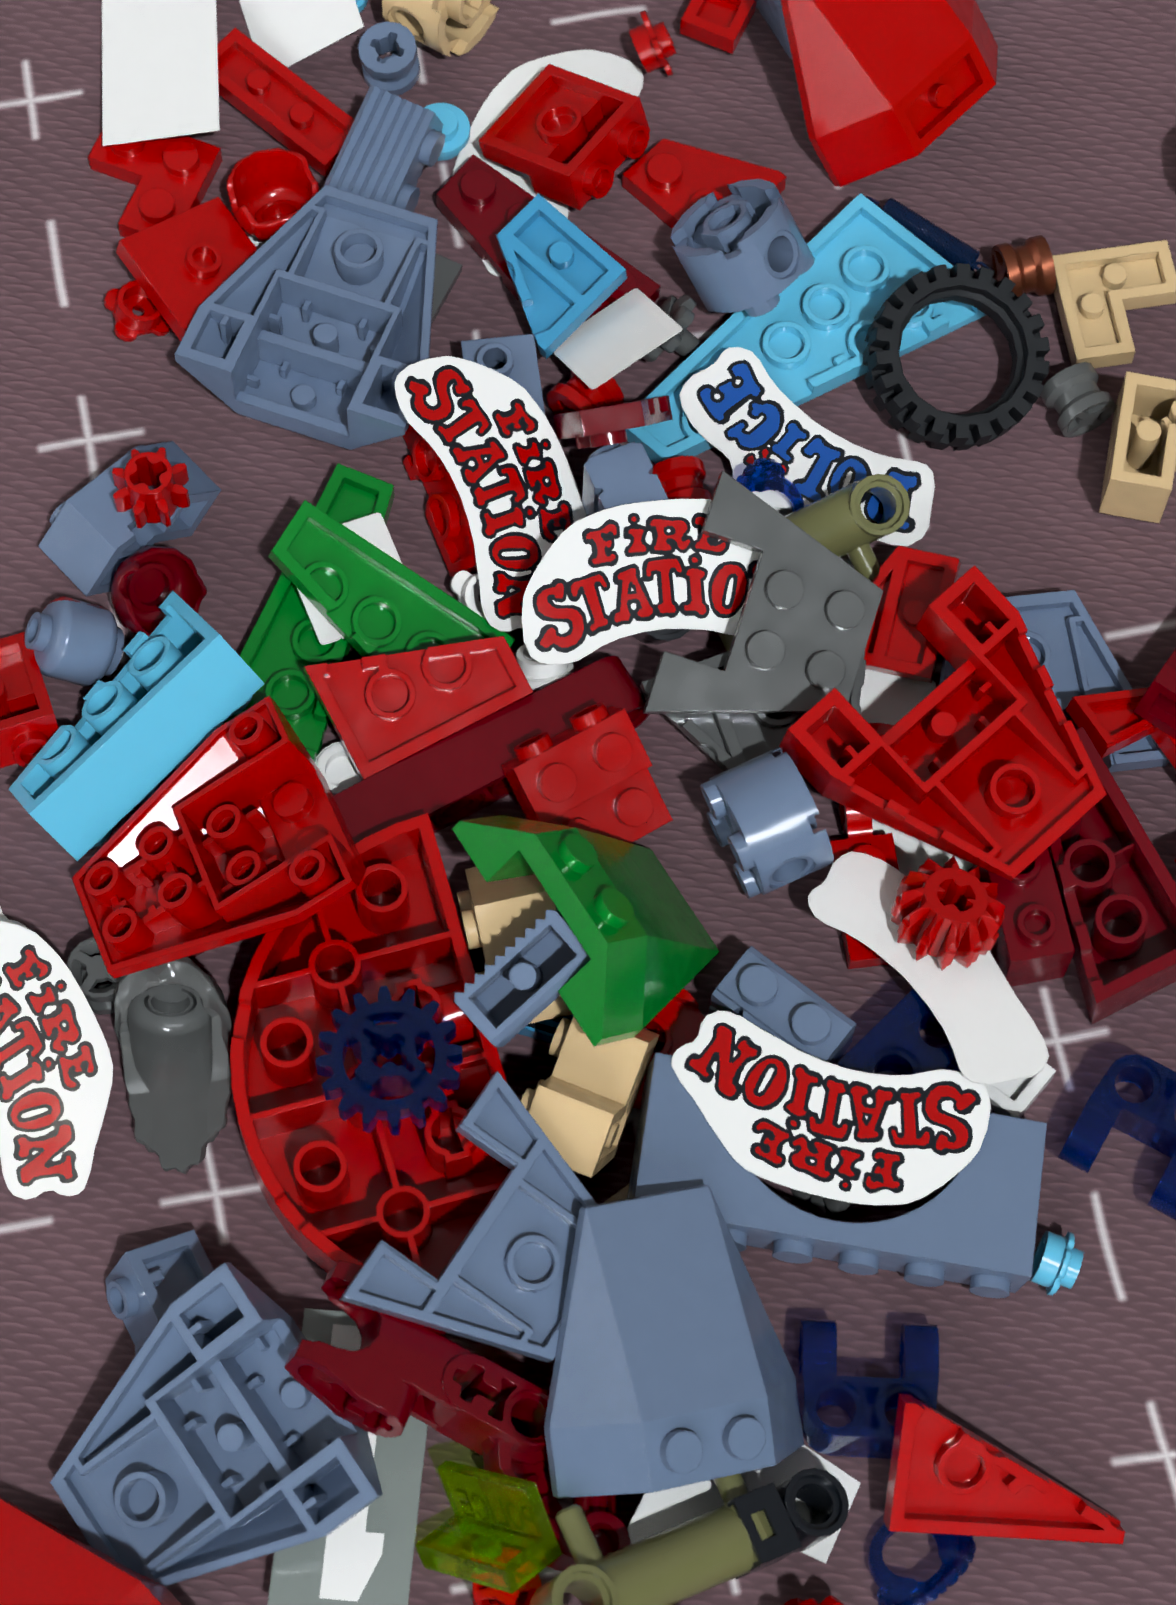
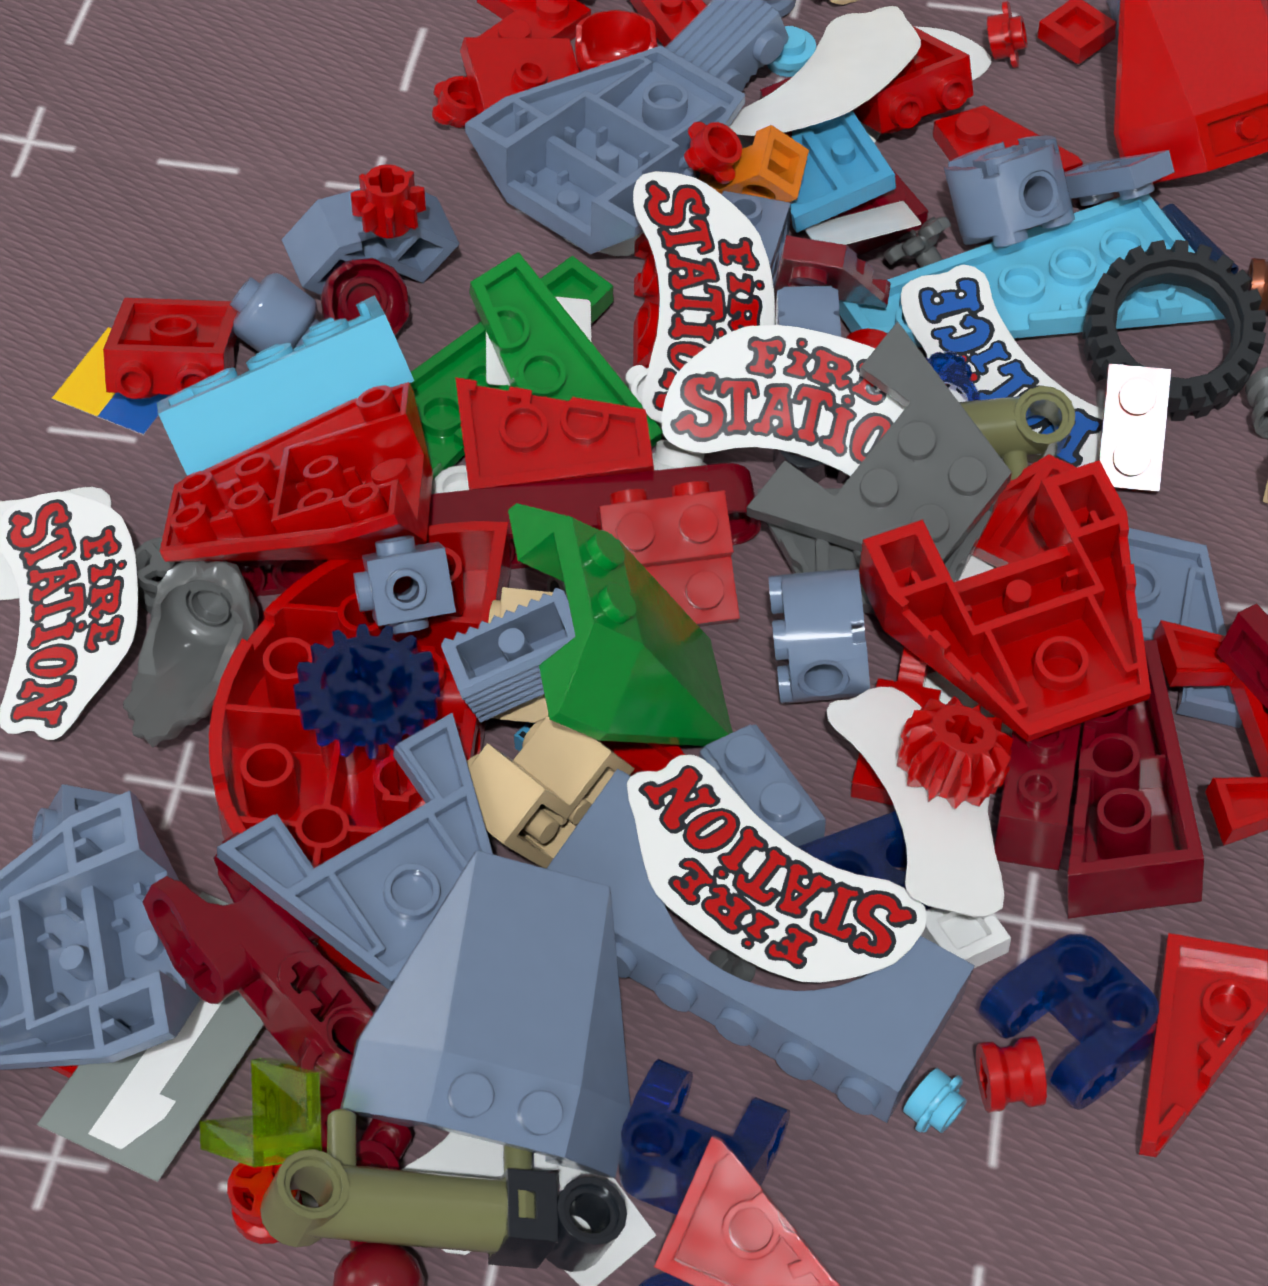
camera: 25 degrees right, 15 degrees down
(377, 933) = (429, 589): none -> sand blue brick
(443, 308) = (713, 150): none -> red plate
(499, 308) = (767, 168): none -> orange leg
(523, 160) = (847, 69): none -> white sticker
(836, 191) = (1127, 175): none -> sand blue plate
(959, 482) = (1134, 426): none -> plate
(1112, 1211) = (1011, 1074): none -> red wheel

